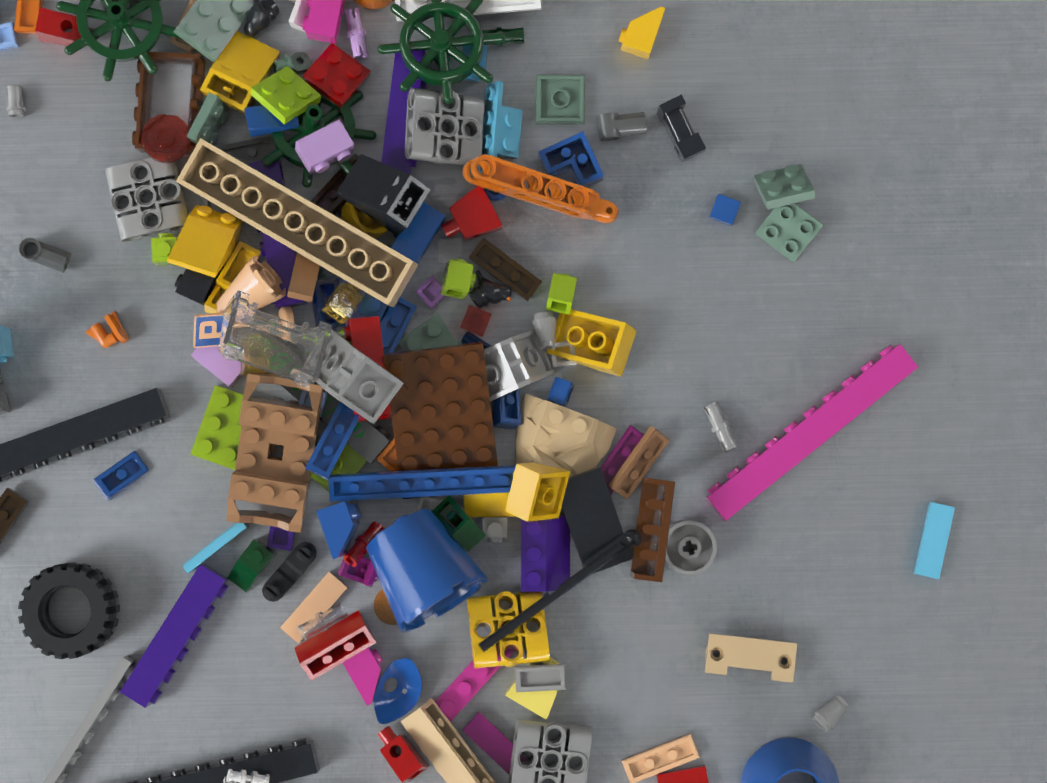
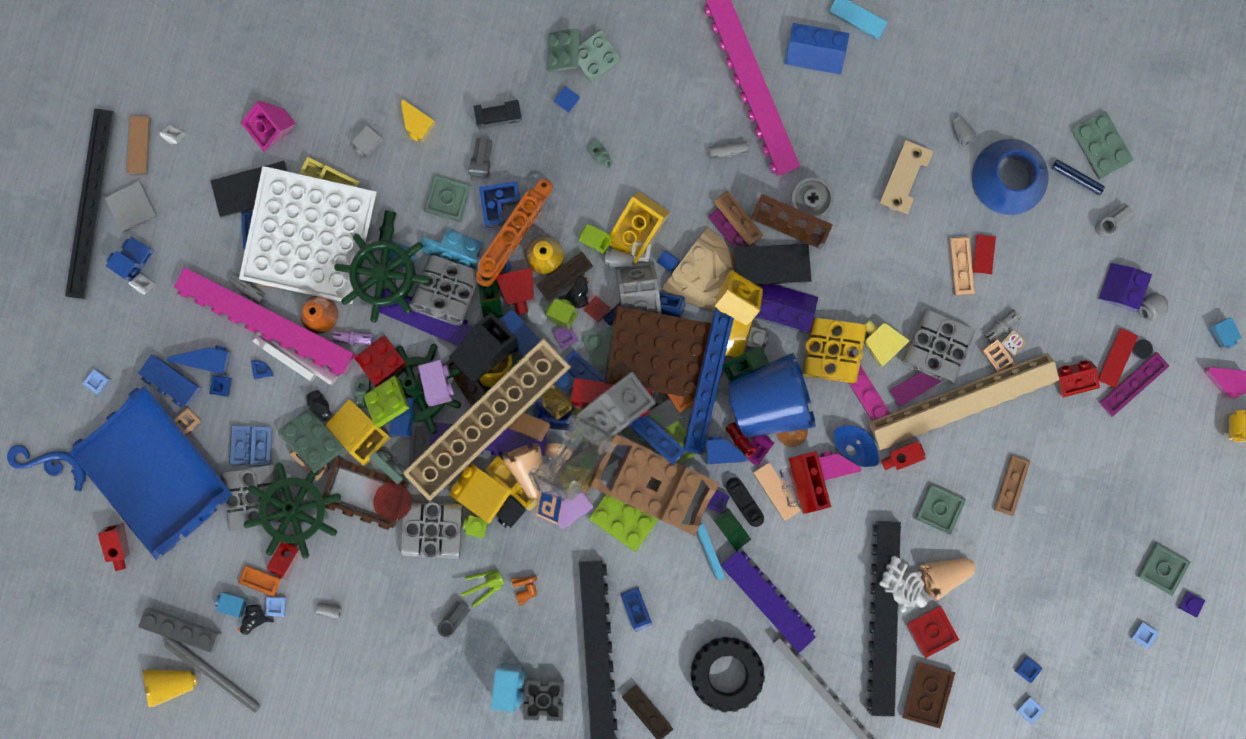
camera: 65 degrees left, 0 degrees up
(106, 290) = (493, 580): none -> lime plant
(448, 187) = (490, 299): none -> dark green slope
(524, 247) = (547, 262): none -> yellow cone
(540, 678) = (877, 336): light grey tile -> none
(591, 565) = (804, 273): black bar -> none
(668, 273) = (602, 155): none -> sand green piece
(879, 500) = (817, 48): none -> blue slope

